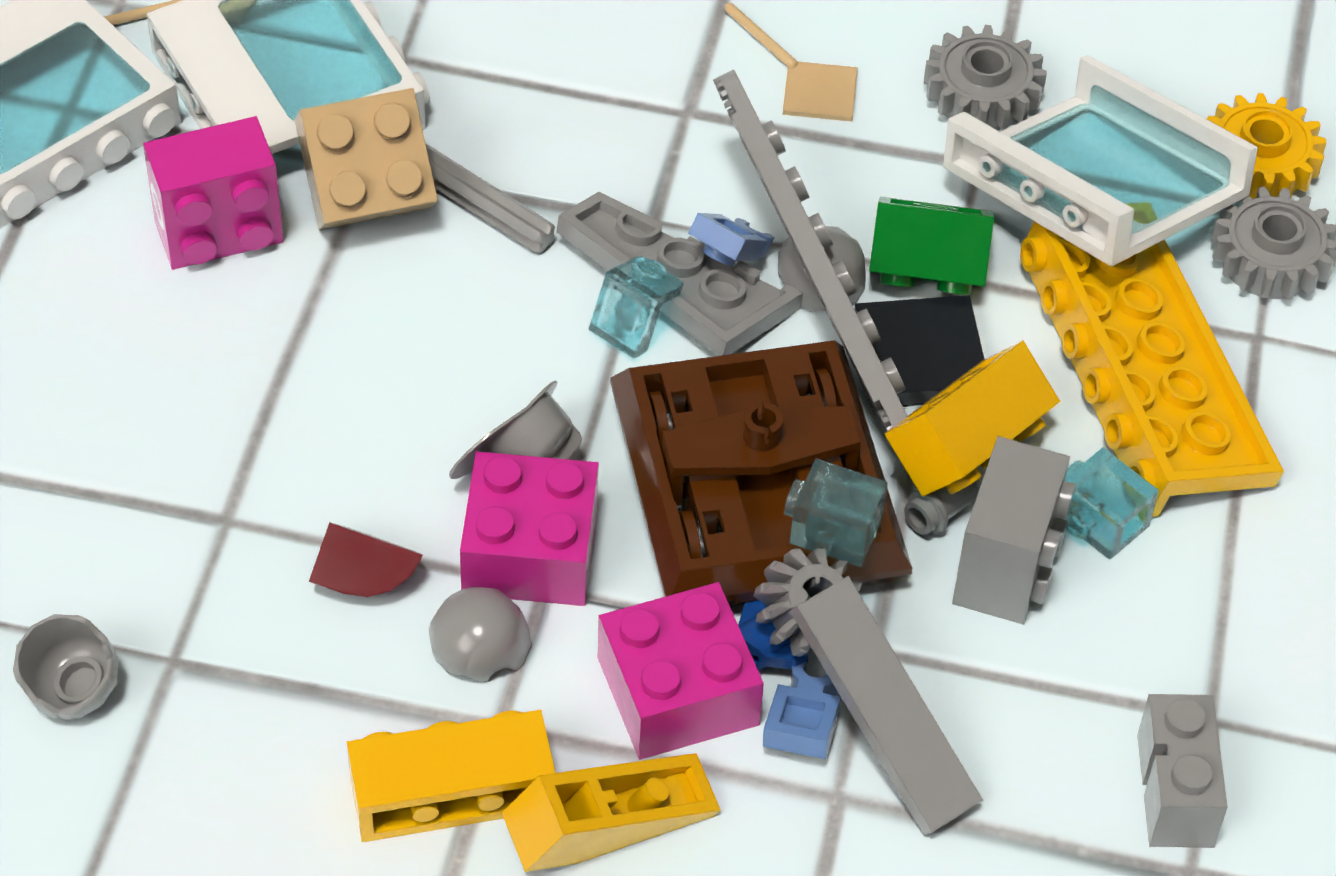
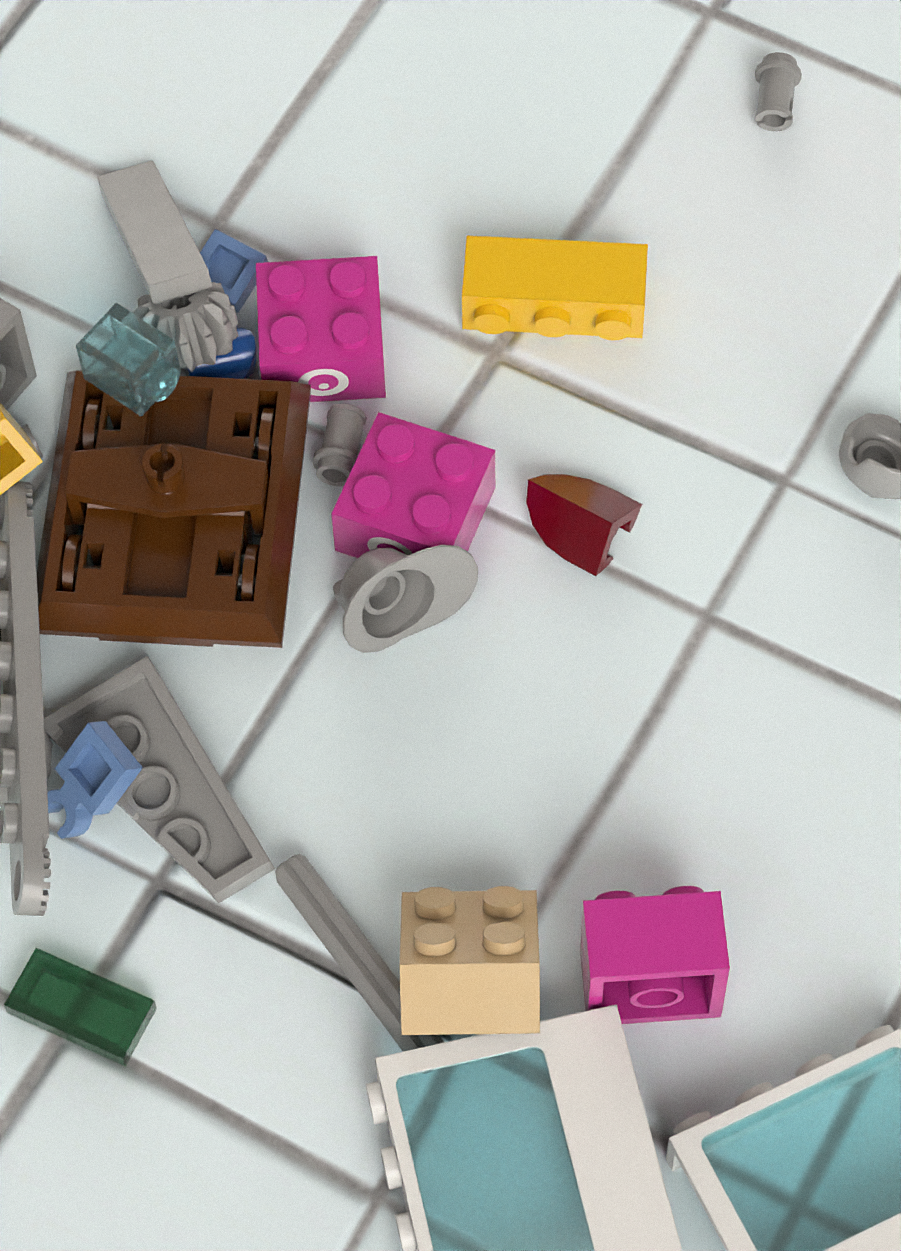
camera: 160 degrees left, 10 degrees up
(479, 633) = (496, 417): light grey hair -> none
(606, 808) = (429, 219): yellow slope -> none
(620, 566) = (340, 444): none -> light grey pin
(632, 303) = (220, 727): clear light blue bracket -> none
(676, 118) = (80, 1006): none -> clear green tile

